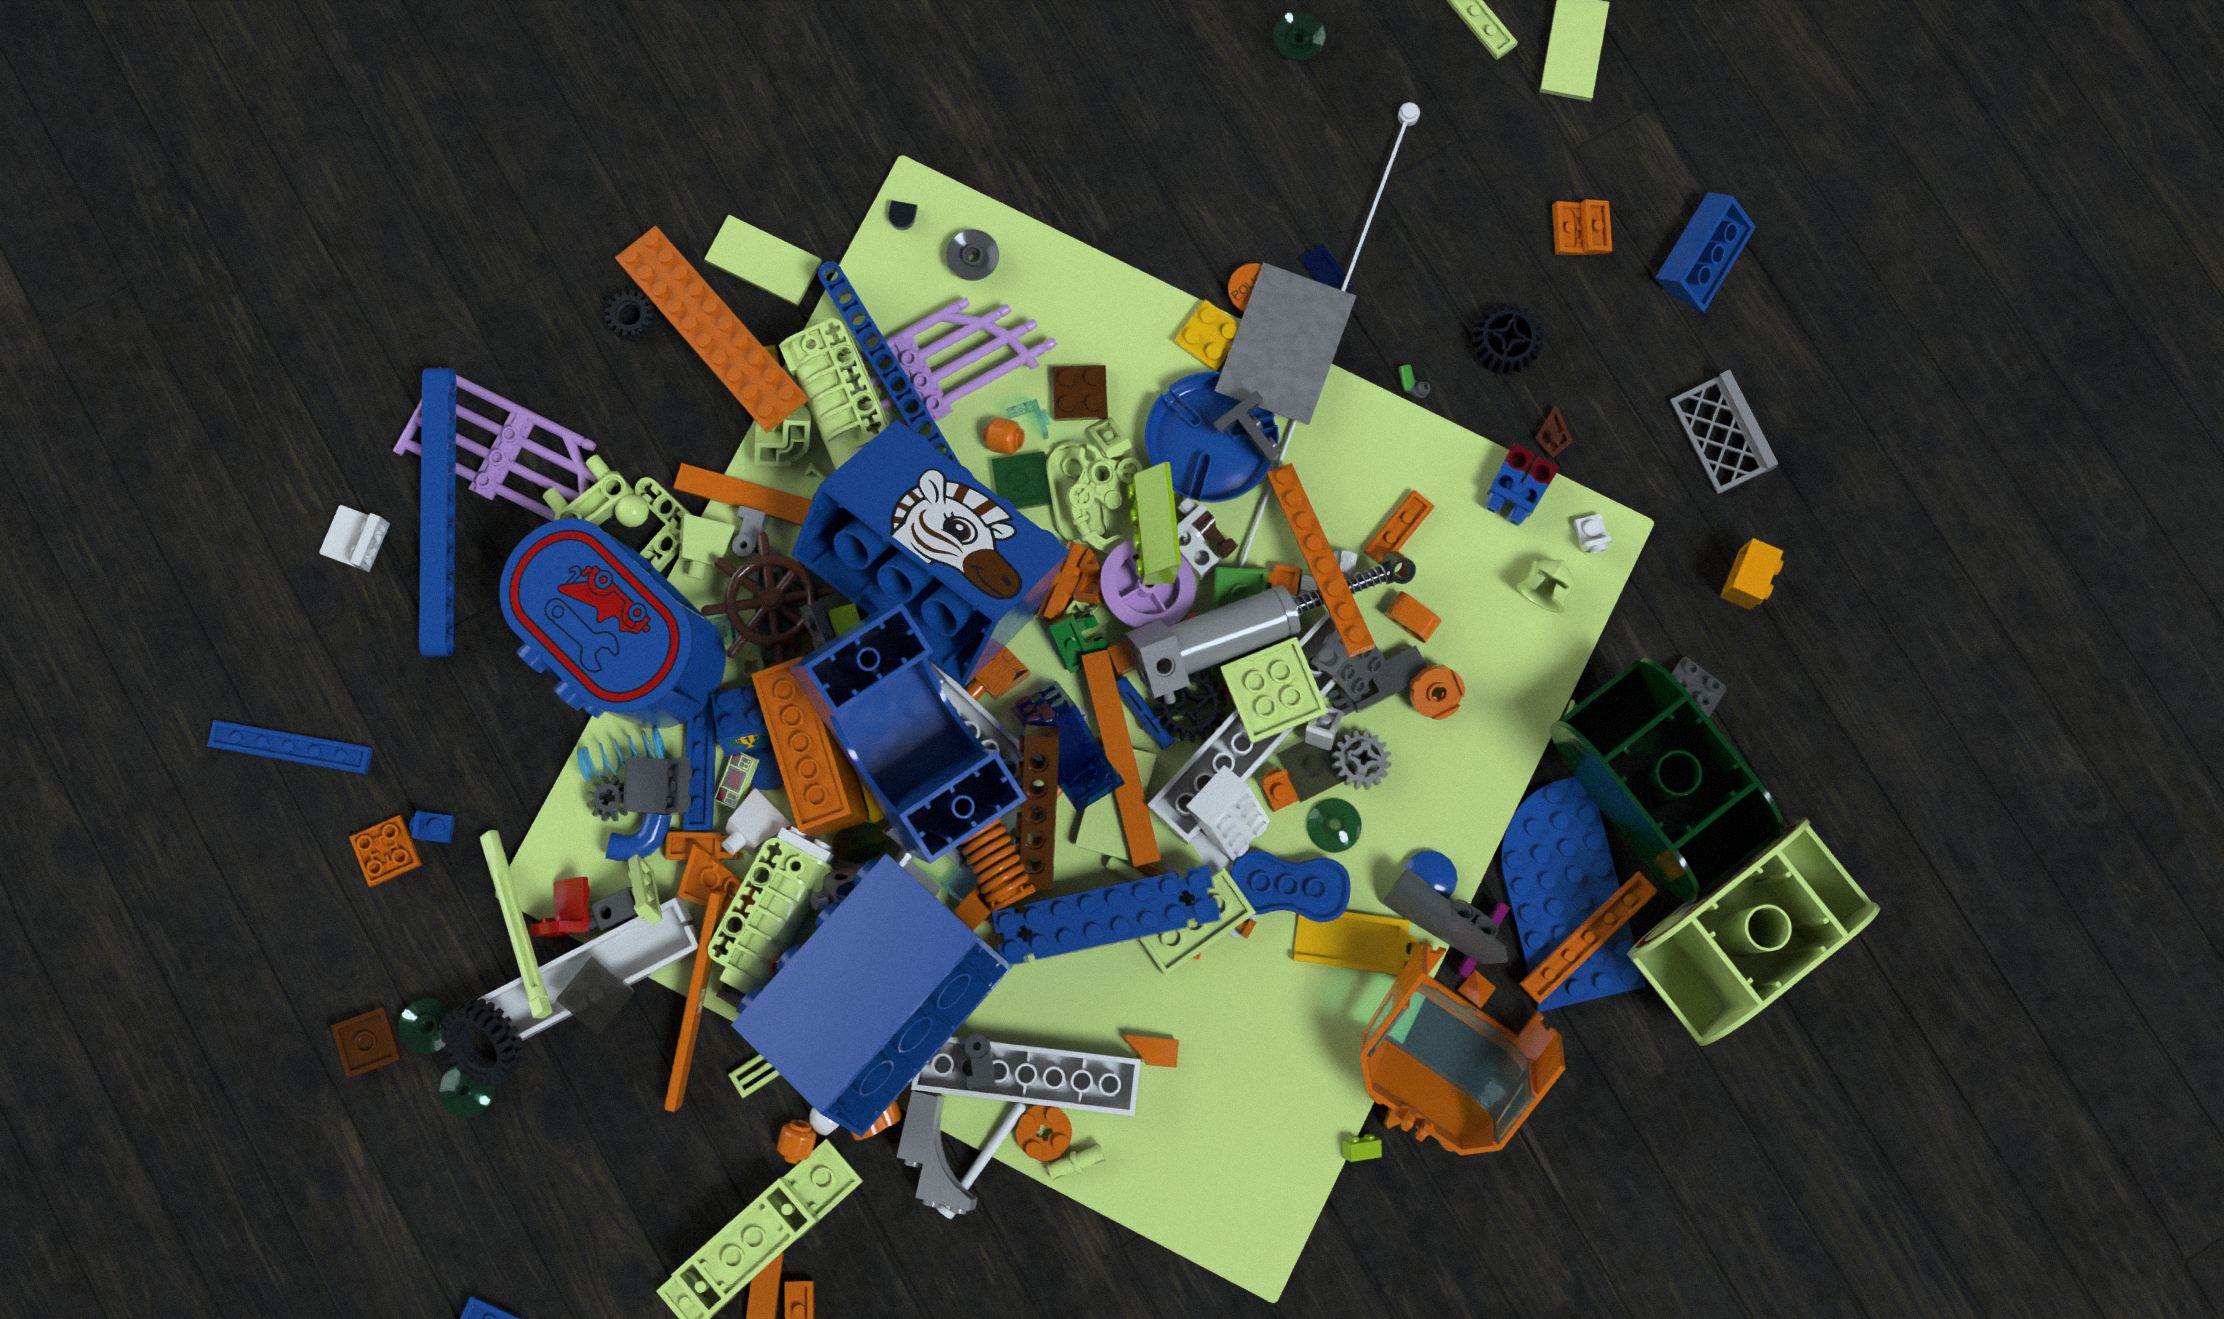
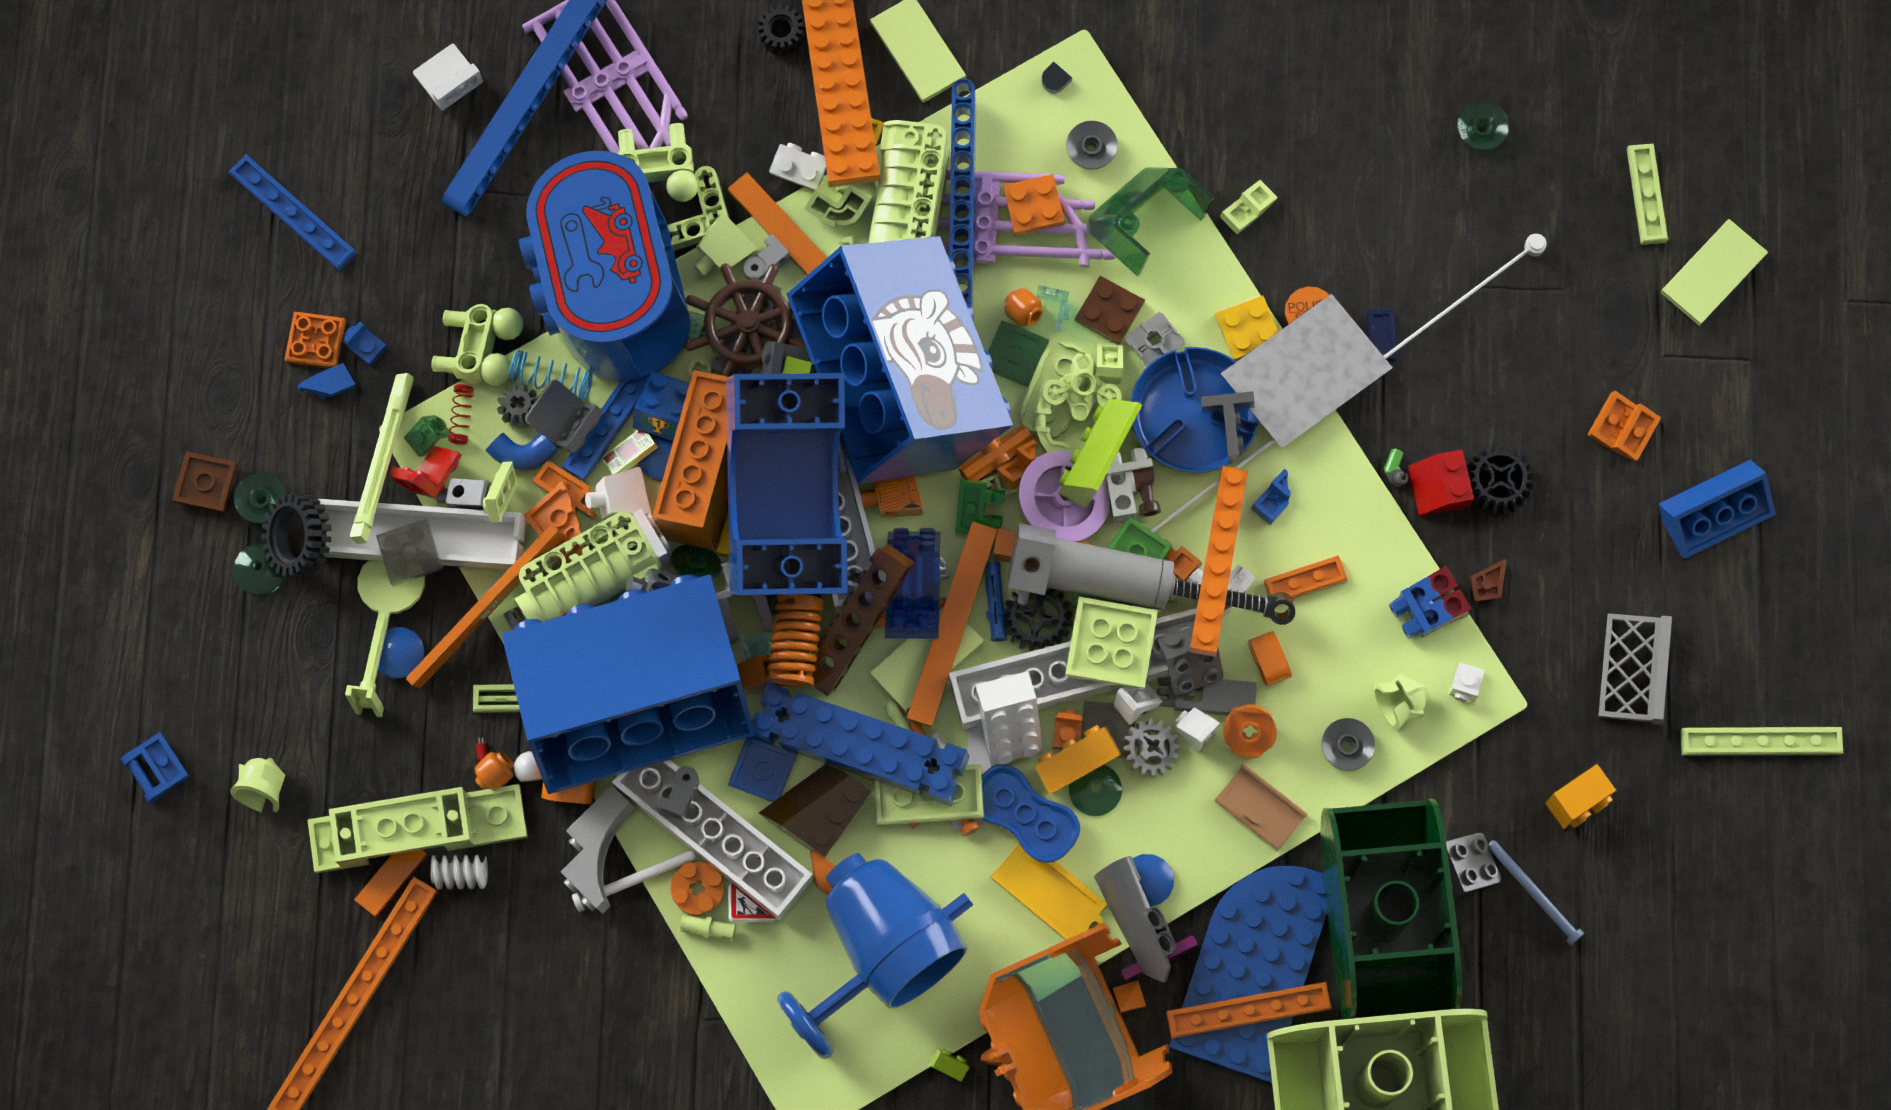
camera: 30 degrees right, 5 degrees down
(422, 882) = (329, 382): none -> blue slope
(537, 764) = (478, 343): none -> yellowish green piece
(542, 875) = (426, 434): none -> clear green bracket
(573, 861) = (453, 437): none -> red piece
(590, 1286) = (258, 781): none -> yellowish green helmet
(595, 1049) = (387, 600): none -> yellowish green piece
(641, 1087) = (400, 653): none -> blue dish
(724, 430) = (798, 166): none -> white bracket
(772, 1128) = (481, 749): none -> red piece
(823, 1252) = (459, 872): none -> white piece
(956, 339) = (1034, 204): none -> orange plate
(1034, 990) = (762, 769): none -> blue tile
(1044, 314) = (1115, 220): none -> clear green windscreen
(1098, 1125) = (744, 908): none -> piece
(1106, 995) = (818, 808): none -> dark brown wedge
(1131, 381) = (1159, 326): none -> light grey piece
(1142, 228) = (1248, 207): none -> yellowish green slope
(1244, 1071) = (892, 937): none -> blue piece
(1305, 810) = (1077, 759): none -> light orange brick
(1327, 474) = (1274, 499): none -> blue slope
(1390, 718) = (1196, 728): none -> white slope
(1460, 372) = (1441, 483): none -> red slope
(1487, 749) = (1261, 805): none -> medium nougat door
(1536, 641) = (1357, 735): none -> dark grey dish
(1816, 697) = (1572, 934): none -> sand blue bar
(1866, 431) = (1761, 741): none -> yellowish green tile

